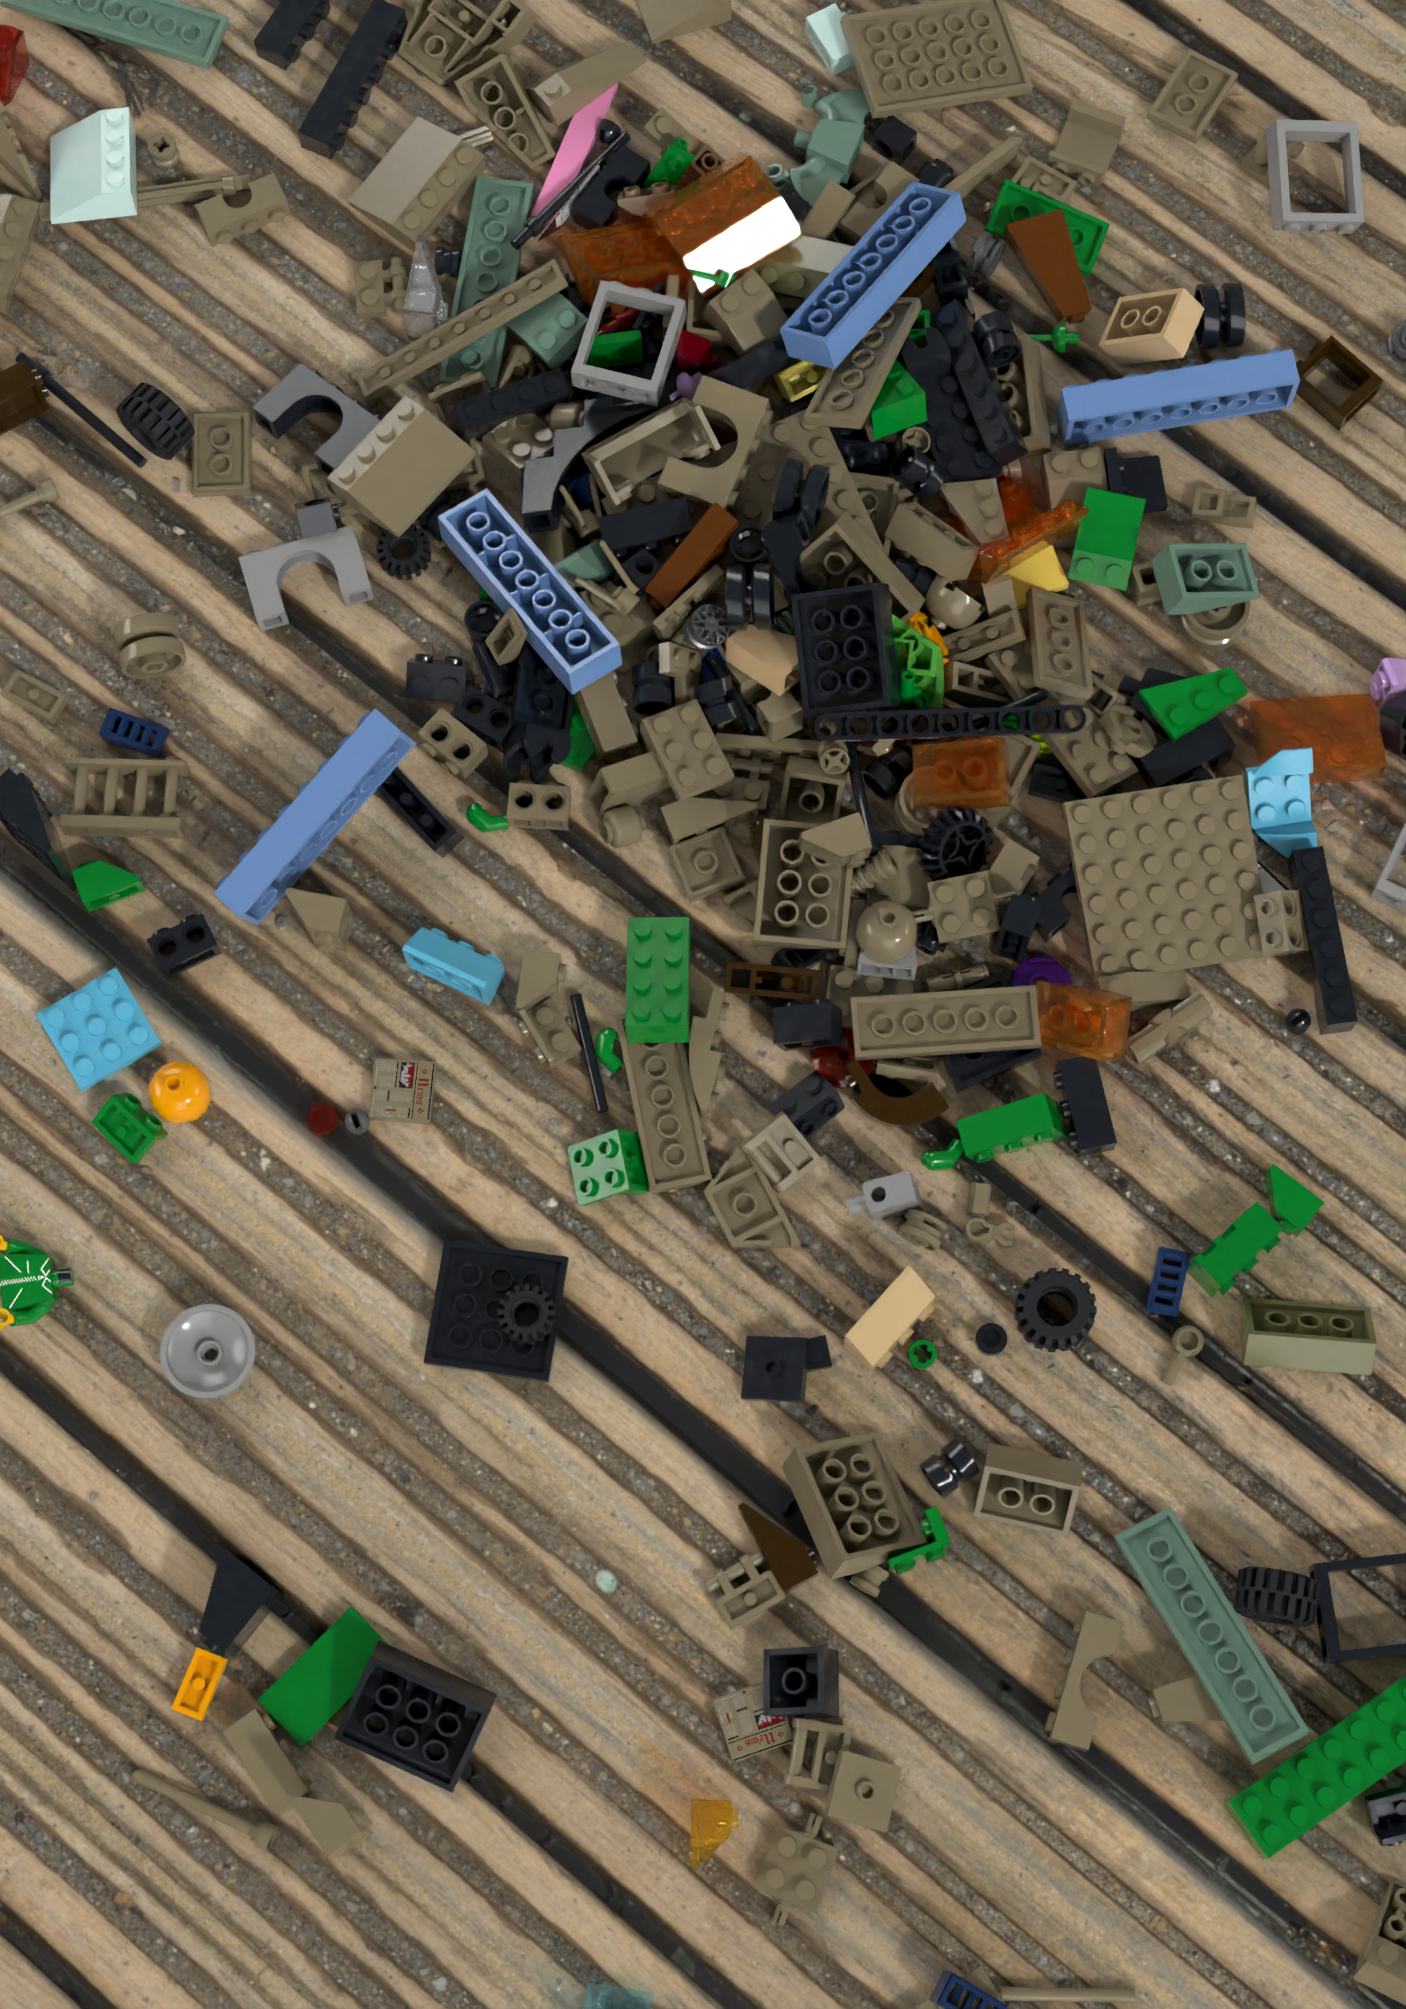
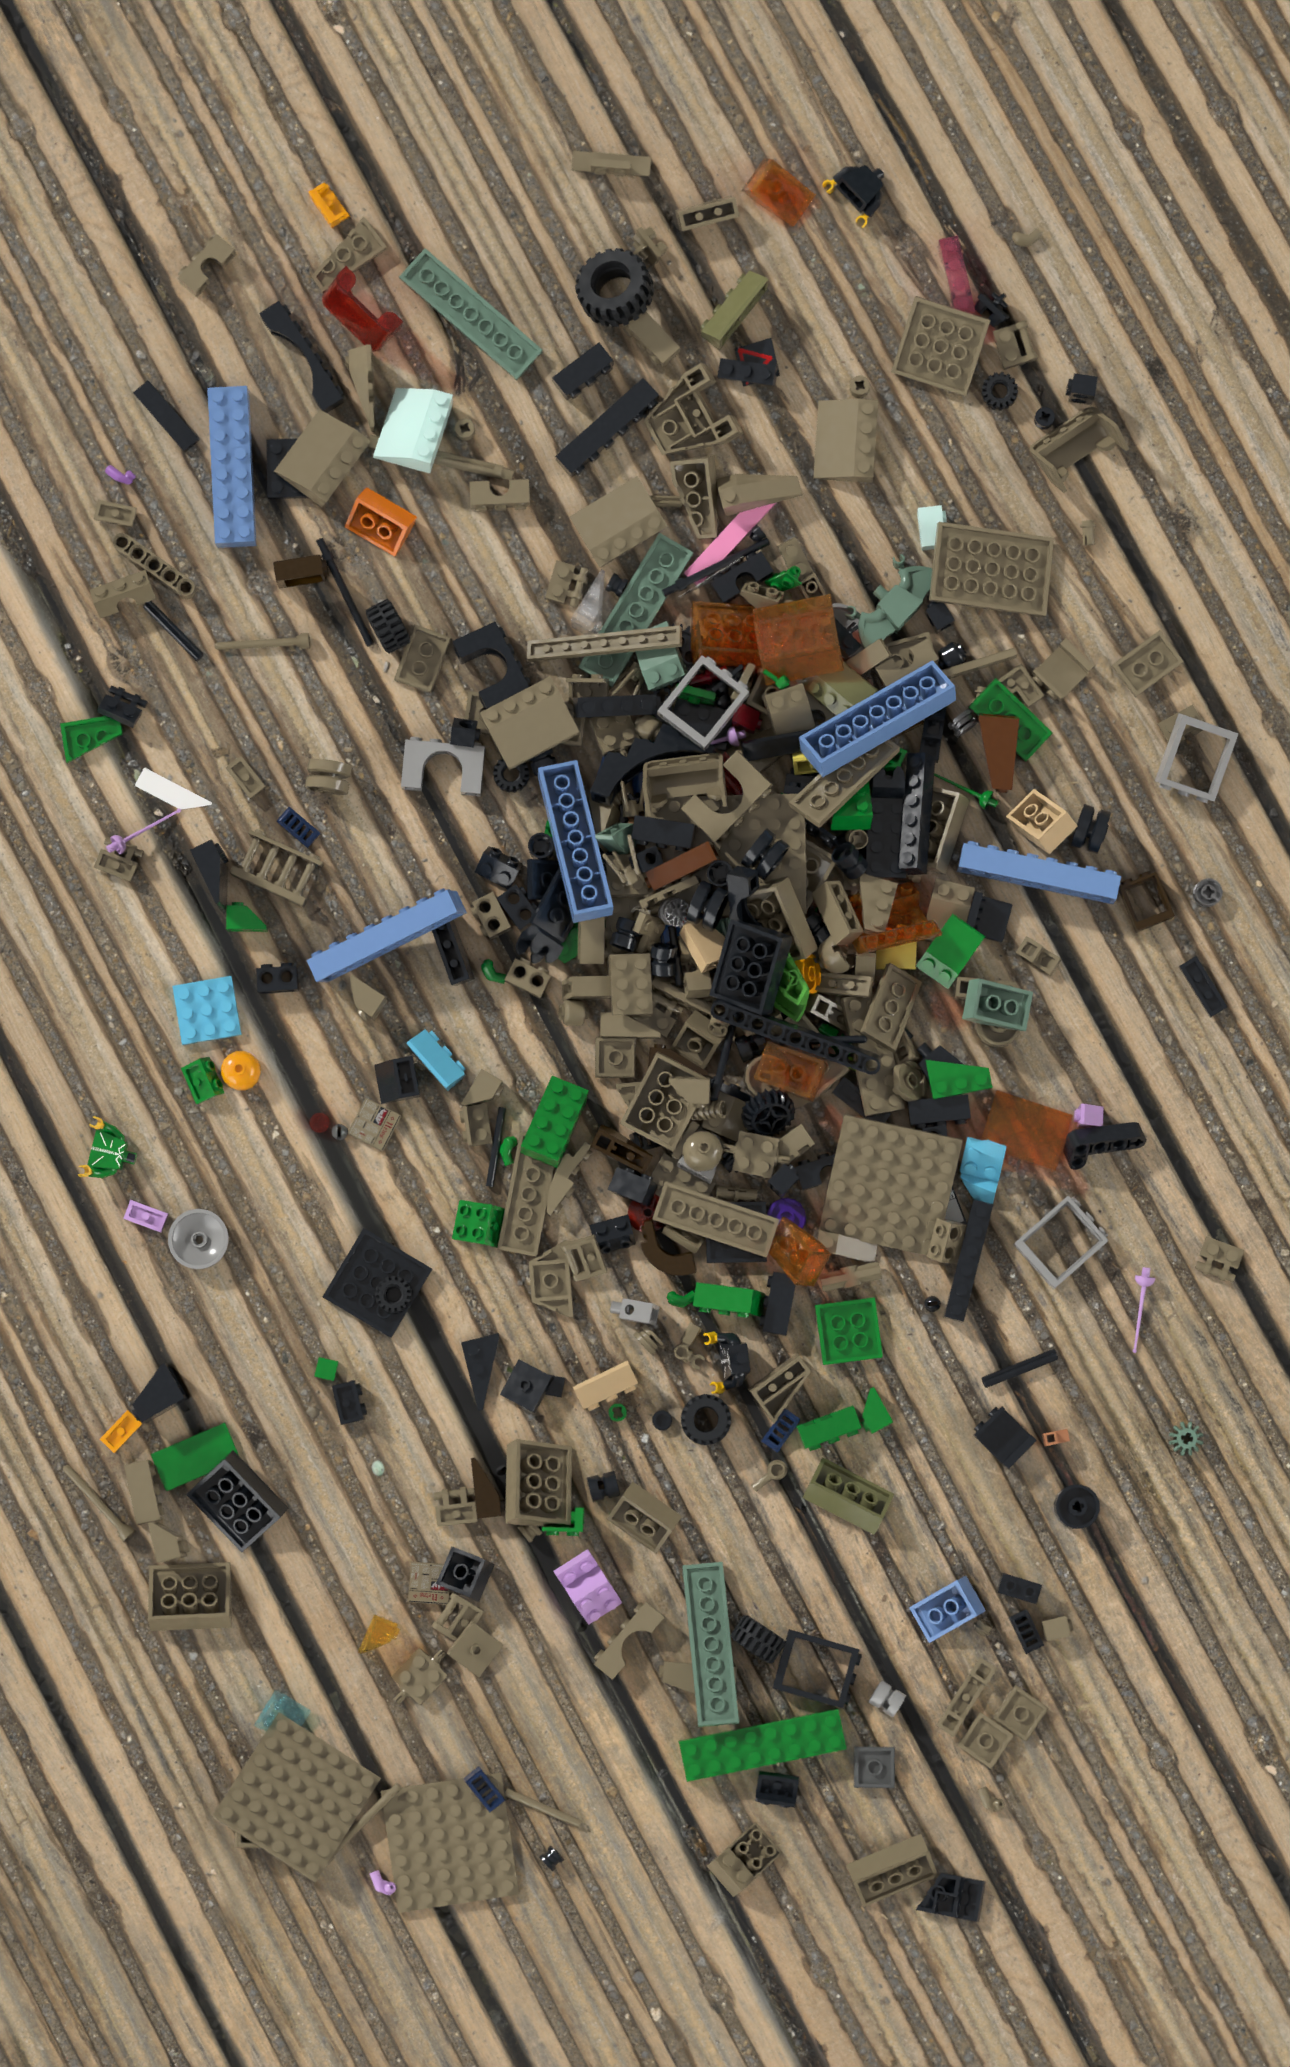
camera: 25 degrees right, 10 degrees up
(94, 303) = (380, 521): none -> orange slope
(118, 1352) = (146, 1216): none -> lavender plate
(399, 1893) = (190, 1596): none -> dark tan slope
(410, 1014) = (397, 1080): none -> black slope
(471, 1466) = (326, 1369): none -> green tile
(507, 638) = (548, 866): dark tan slope -> none
(523, 1499) = (348, 1402): none -> black bracket
(691, 1362) = (479, 1359): none -> black wing
(909, 693) = (781, 1006): green arm -> none
(991, 1625) = (588, 1587): none -> lavender bracket
(997, 339) = (939, 788): black wheel -> none
(1058, 1209) = (733, 1360): none -> black torso
(1139, 1219) = (779, 1386): none -> dark tan wedge
(1200, 1104) = (848, 1331): none -> green plate

